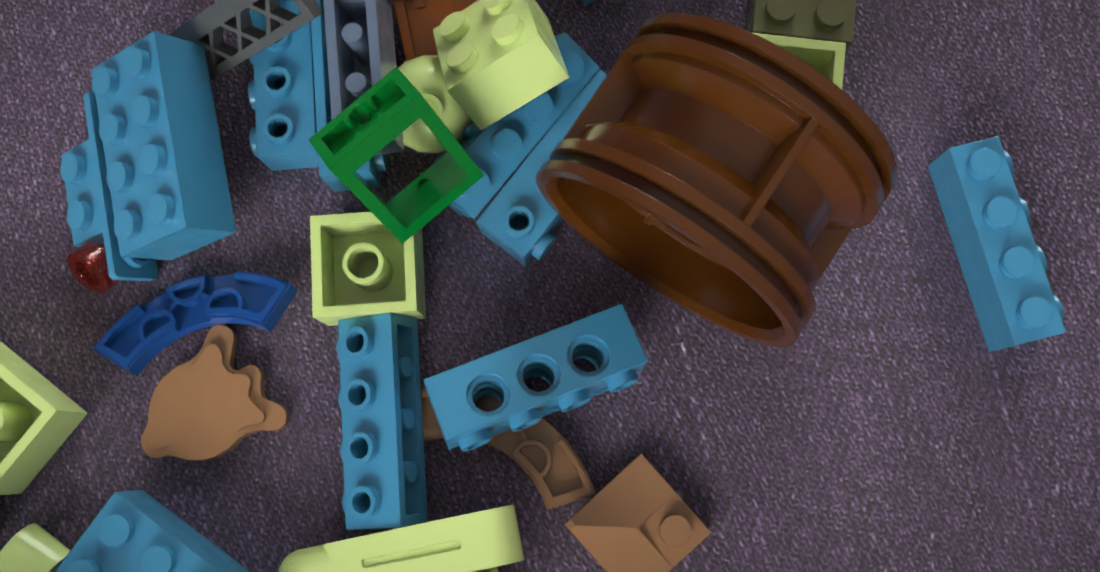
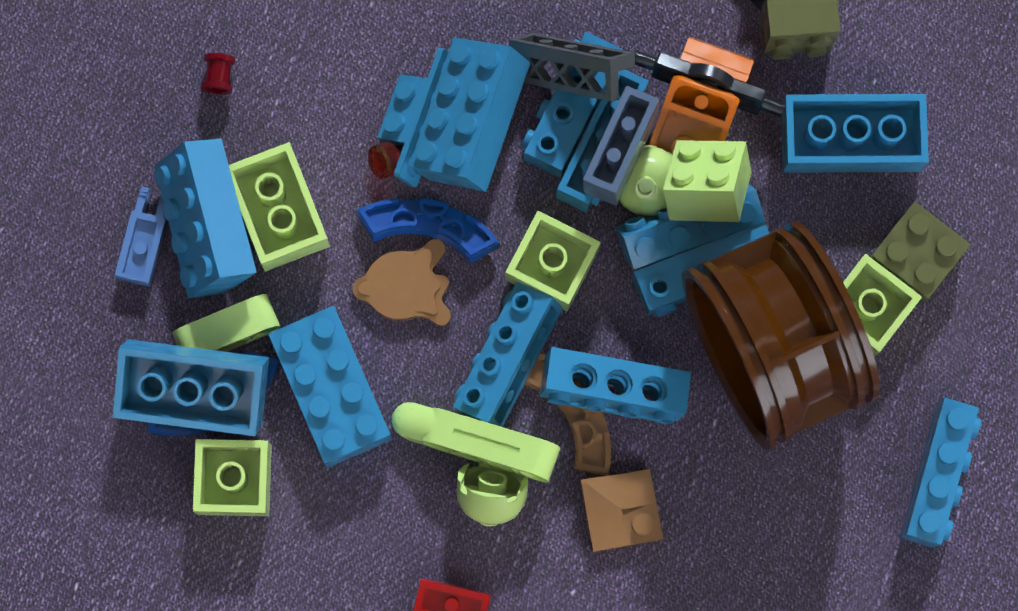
camera: 20 degrees right, 0 degrees up
(349, 143) = (627, 189): green window -> none

